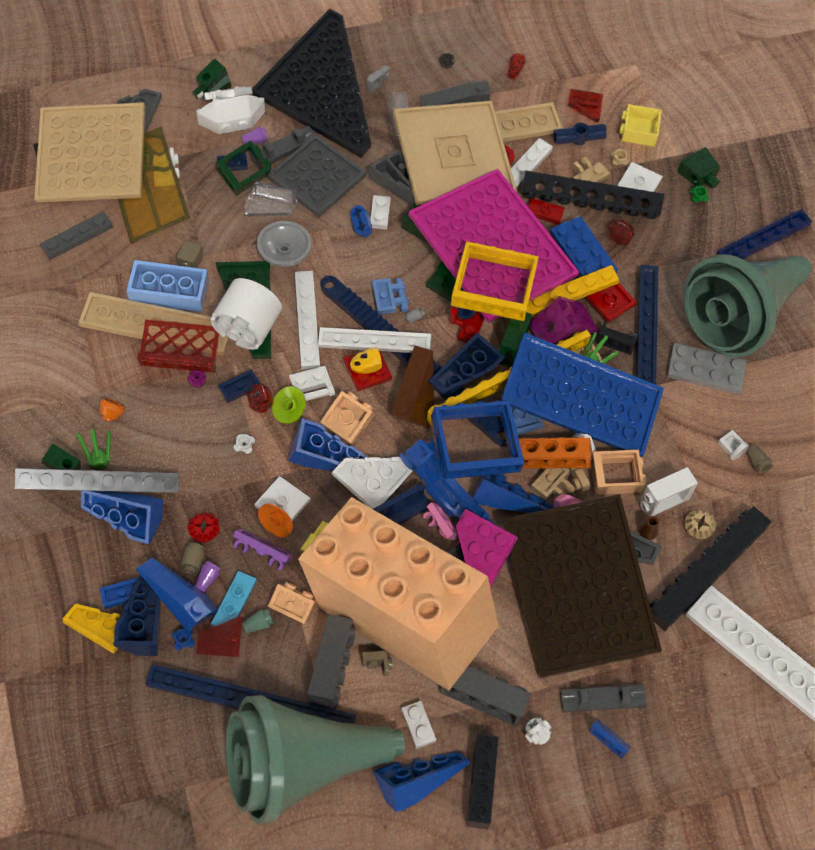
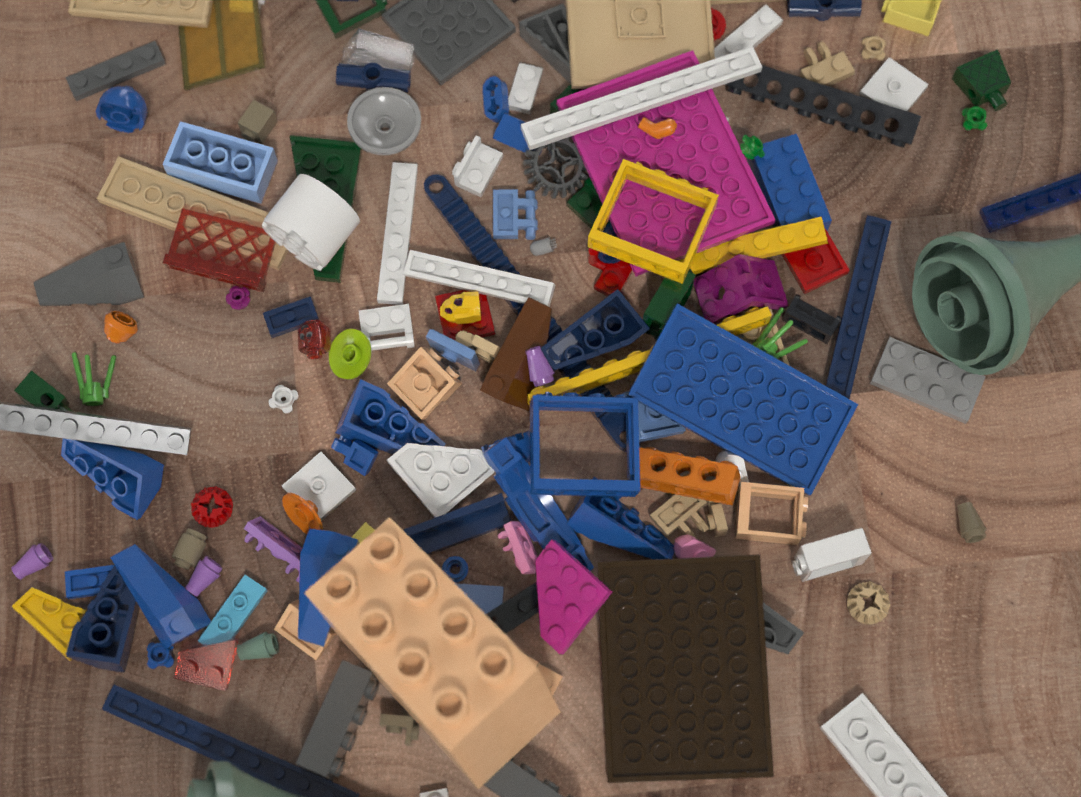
camera: 15 degrees right, 10 degrees up
(73, 584) = (32, 561): none -> medium lavender cone
(87, 378) = (95, 279): none -> dark grey wedge
(88, 259) = (122, 109): none -> blue cylinder
(268, 215) = (359, 75): none -> dark blue piece
(293, 544) = (318, 556): none -> blue wedge
(308, 474) = (358, 454): none -> blue plate
(356, 268) = (476, 167): none -> white bracket
(366, 390) = (453, 350): none -> medium blue plate
(384, 242) = (510, 133): none -> blue slope
(388, 385) = (484, 348): none -> tan hinge
(424, 251) = (557, 175): none -> dark grey gear
(432, 392) = (539, 368): none -> medium lavender cone
(467, 202) = (641, 98): none -> white plate
(485, 222) = (658, 130): none -> orange arm
(546, 211) = (752, 116): red plate -> none
(552, 226) = (752, 147): none -> green plate
(621, 232) = (851, 163): clear red head -> none
(649, 528) = (794, 606): reddish brown cone -> none
(709, 567) = (865, 668): black brick -> none
(733, 445) = (939, 497): white tile -> none

